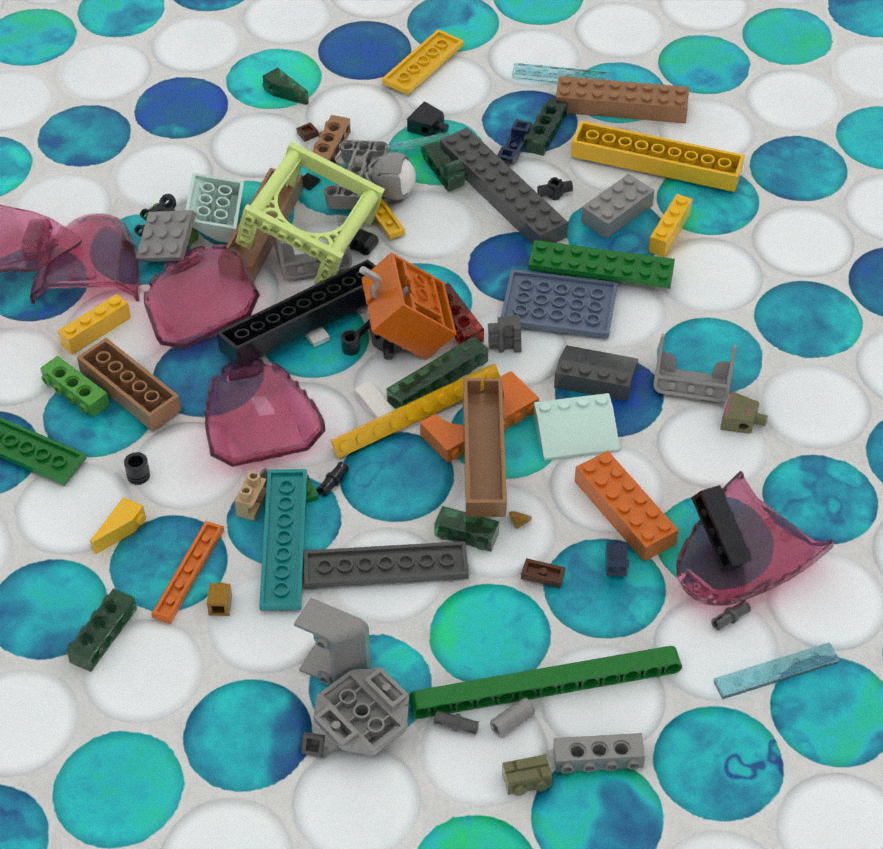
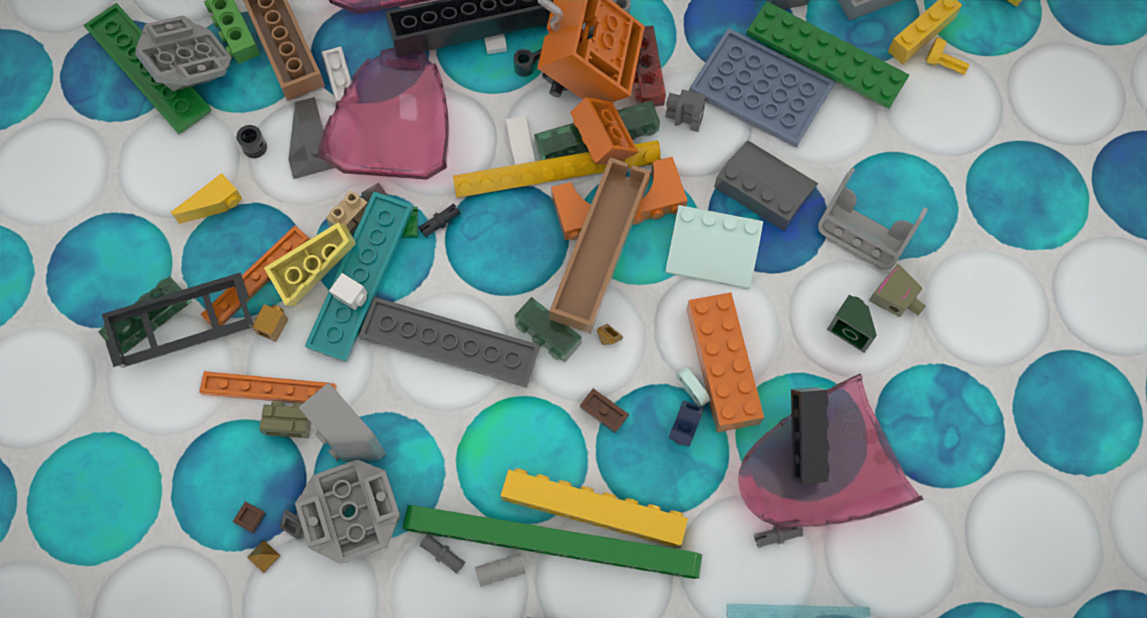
camera: 20 degrees right, 20 degrees up
(45, 417) = (181, 53): none -> light grey piece
(176, 572) = (143, 308): none -> black piece
(187, 455) = (305, 140): none -> dark grey wedge
(189, 398) = (337, 71): none -> white tile
(234, 541) = (307, 264): none -> light yellow wedge
(239, 652) = (259, 387): none -> orange tile
(270, 667) = (284, 421): none -> olive brick
(270, 754) = (249, 517): none -> reddish brown tile
(283, 548) = (349, 292): none -> white brick
(297, 780) = (263, 556): none -> pearl gold slope
(443, 366) = (603, 130): none -> orange slope
(566, 645) = (593, 508): none -> yellow brick
(608, 531) = (693, 387): none -> light aqua beam
(689, 242) = (937, 56): none -> yellow piece
(718, 444) = (854, 323): none -> dark green slope

